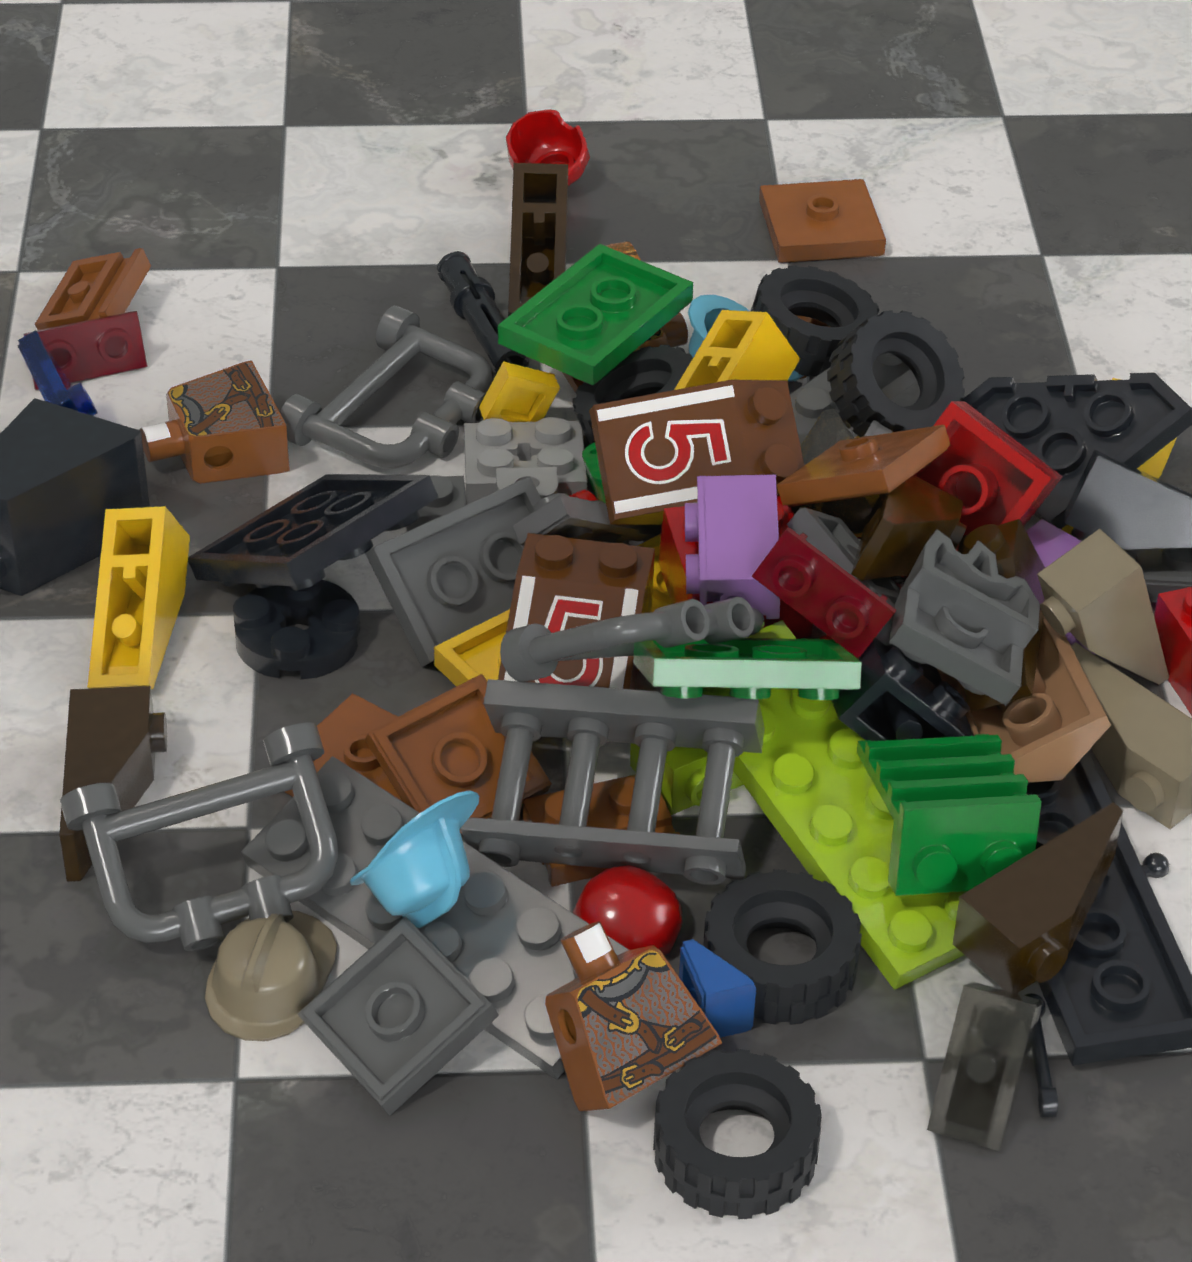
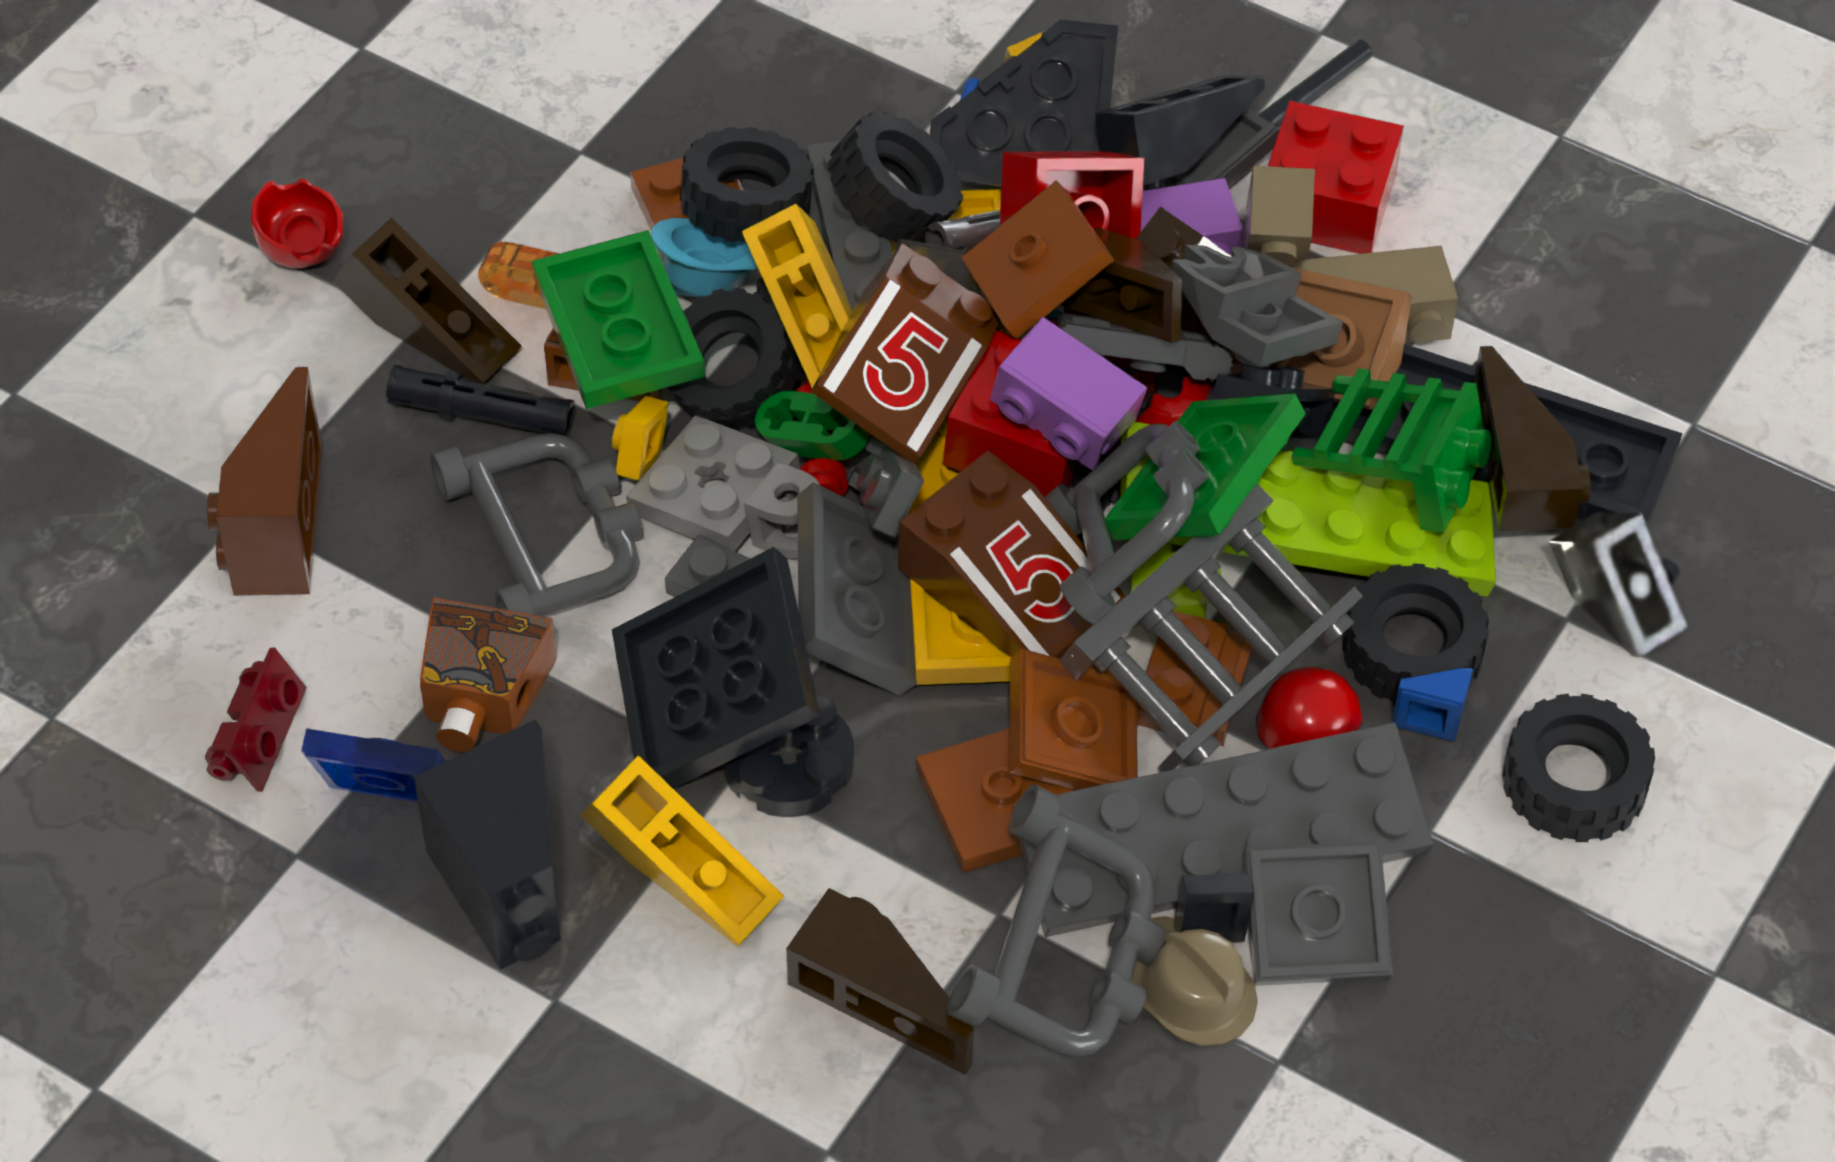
camera: 55 degrees left, 10 degrees up
(95, 289) = (187, 672): dark orange plate -> none
(282, 245) = (271, 496): none -> reddish brown slope
(338, 933) = (1215, 904): none -> black plate
(423, 862) = (1227, 799): medium azure piece -> none
(622, 1020) = (1452, 773): torso -> none
(822, 220) = (558, 99): dark orange plate -> none
(823, 592) = (1184, 369): dark red hinge -> none

